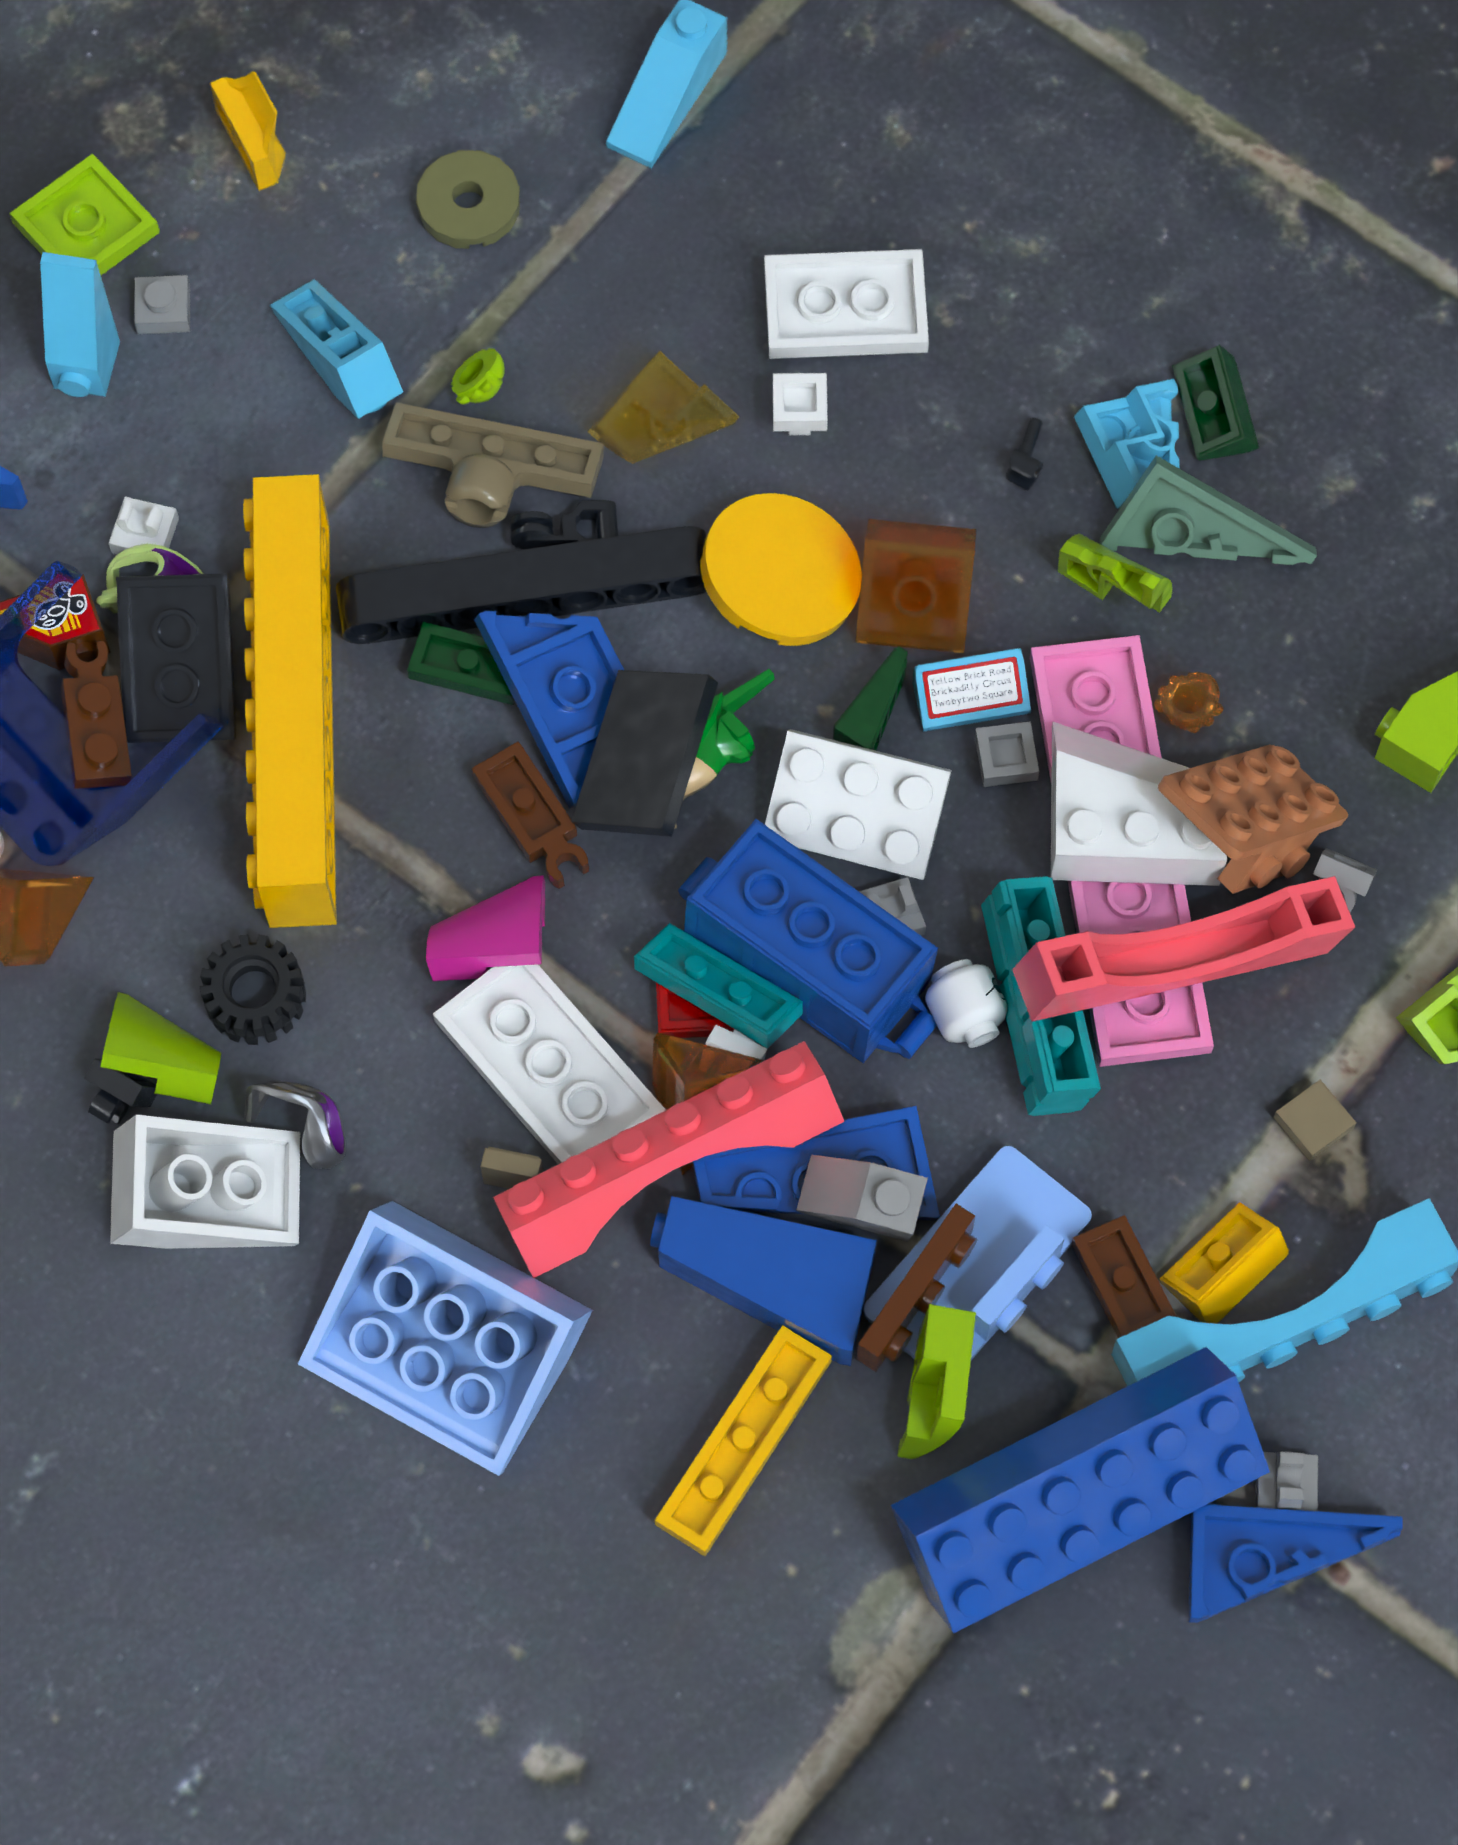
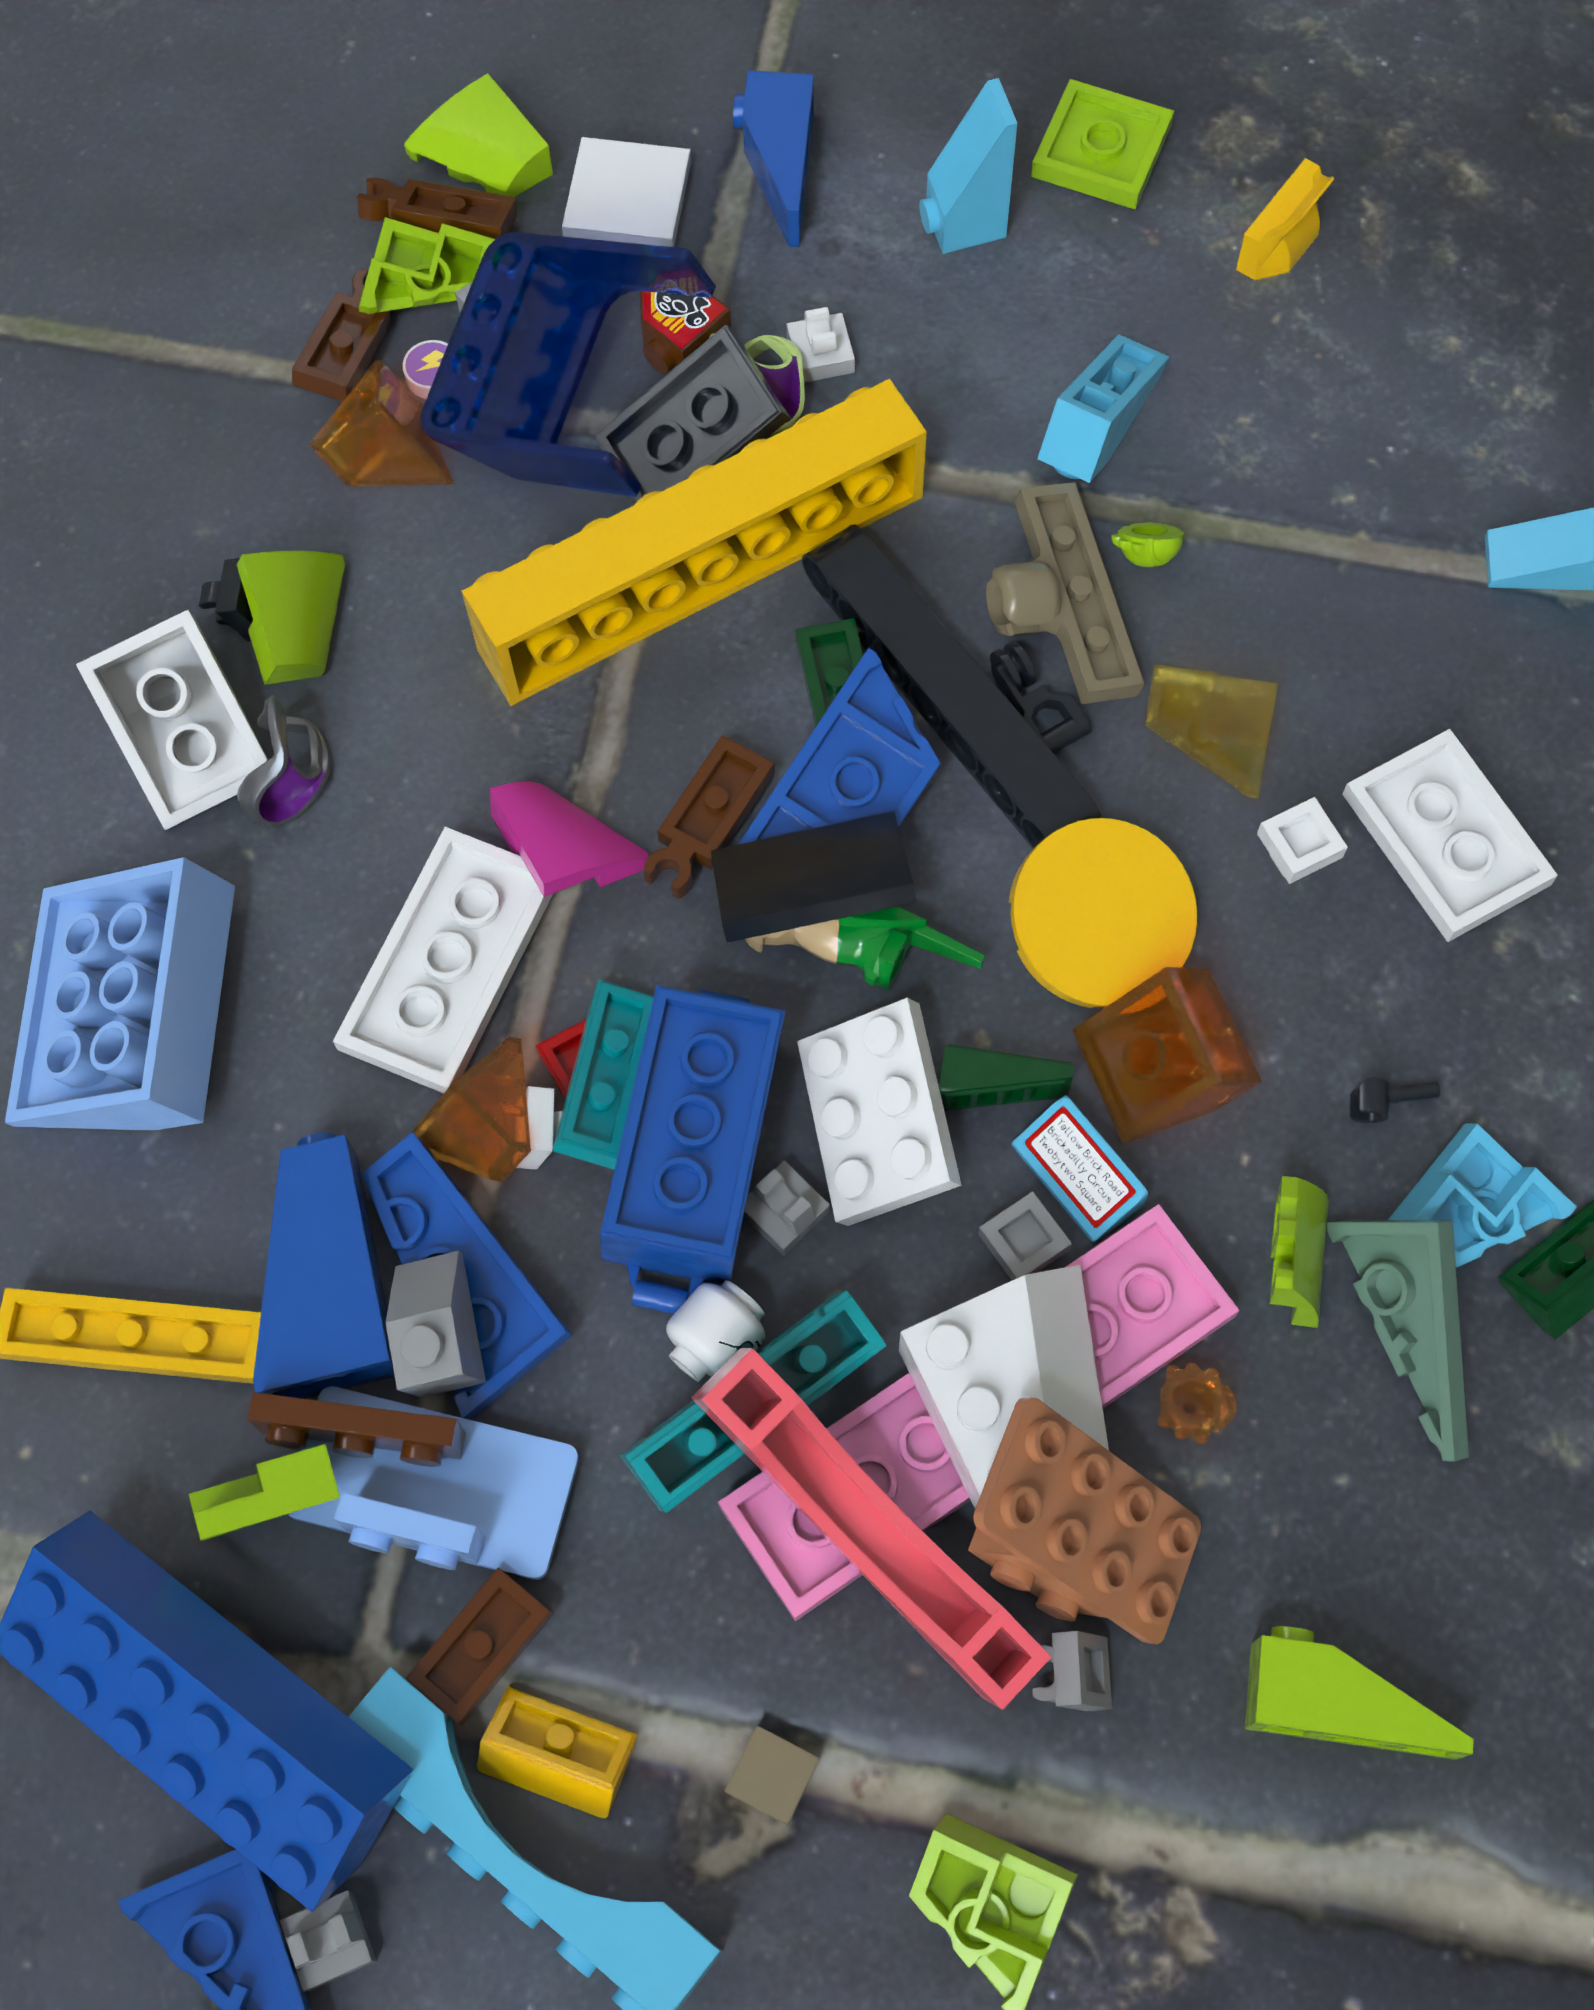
camera: 65 degrees right, 0 degrees up
(94, 722) = (586, 390): reddish brown plate -> none
(162, 304) = (1062, 248): light grey plate -> none
(245, 958) = (393, 633): black tyre -> none
(463, 173) = (1346, 414): olive tile -> none
(508, 1168) = (318, 978): dark tan tile -> none
(766, 1105) = (478, 1175): coral arch -> none

